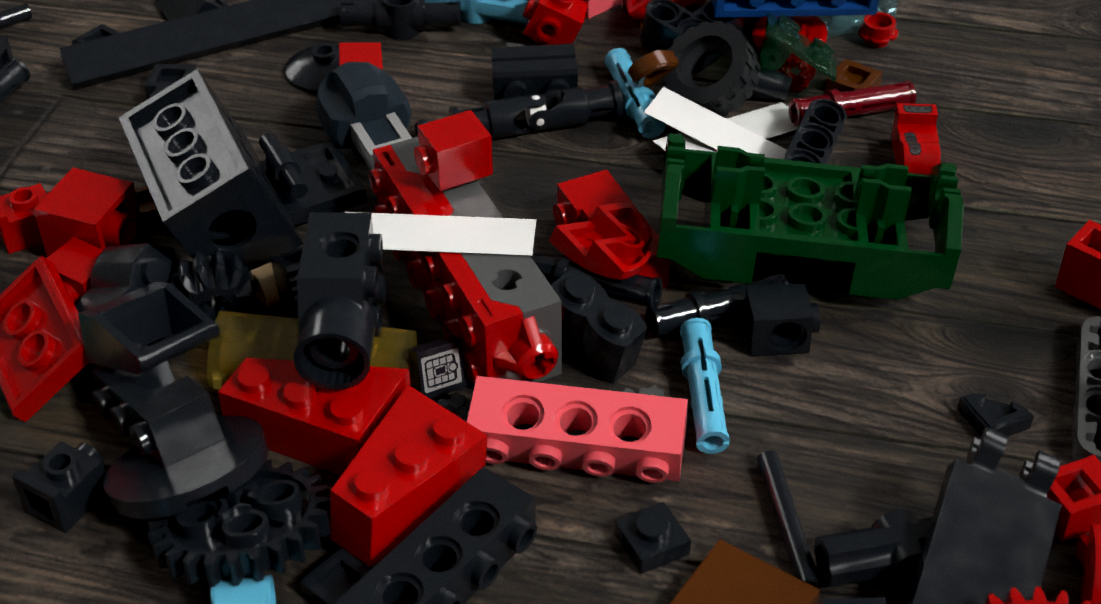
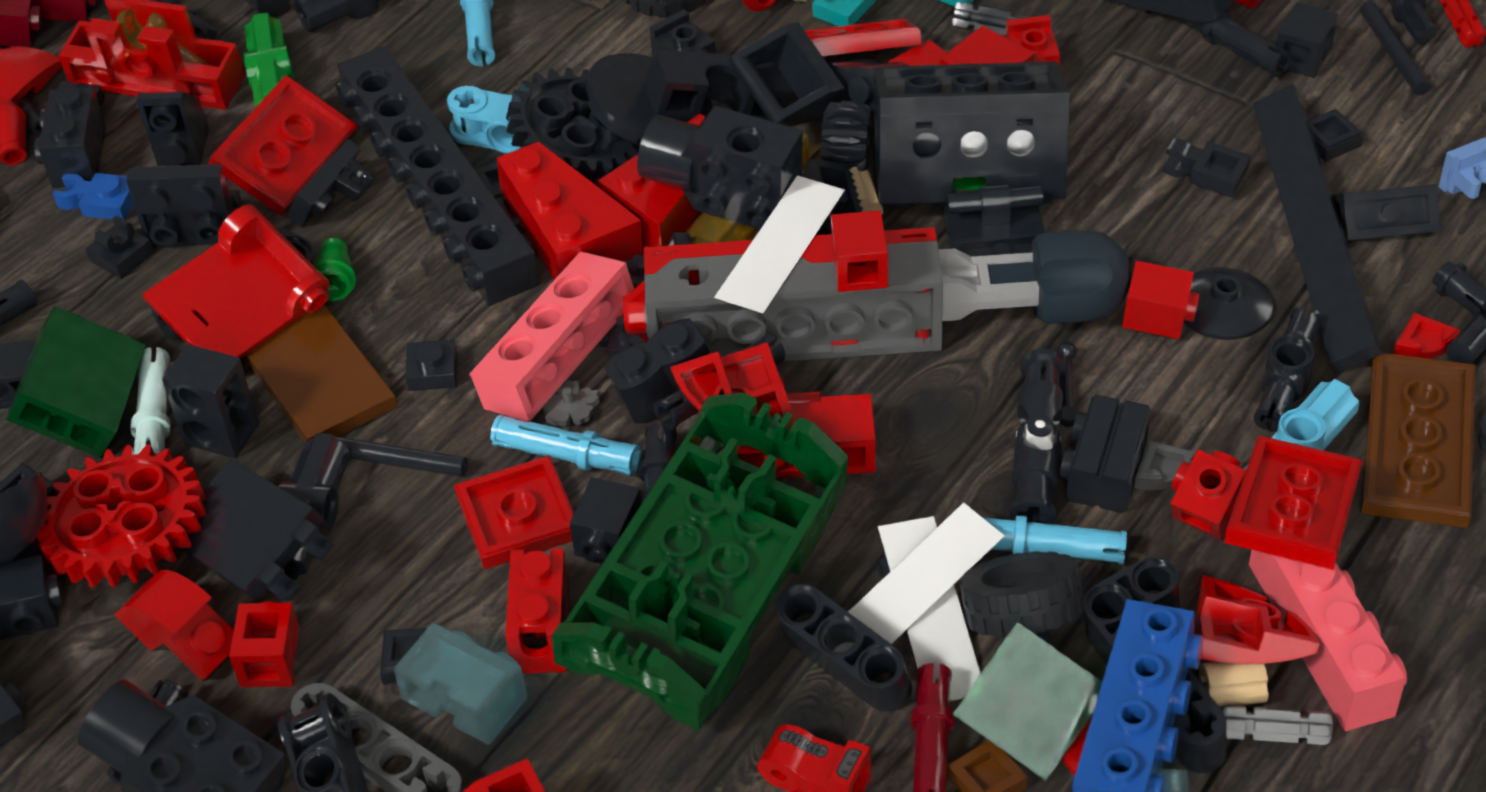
camera: 115 degrees right, 5 degrees up
(652, 67) = (1032, 524): reddish brown tile -> none
(793, 400) = (516, 510): none -> red tile
(902, 325) = (536, 606): none -> red brick
(1001, 351) = (462, 678): none -> clear light blue brick

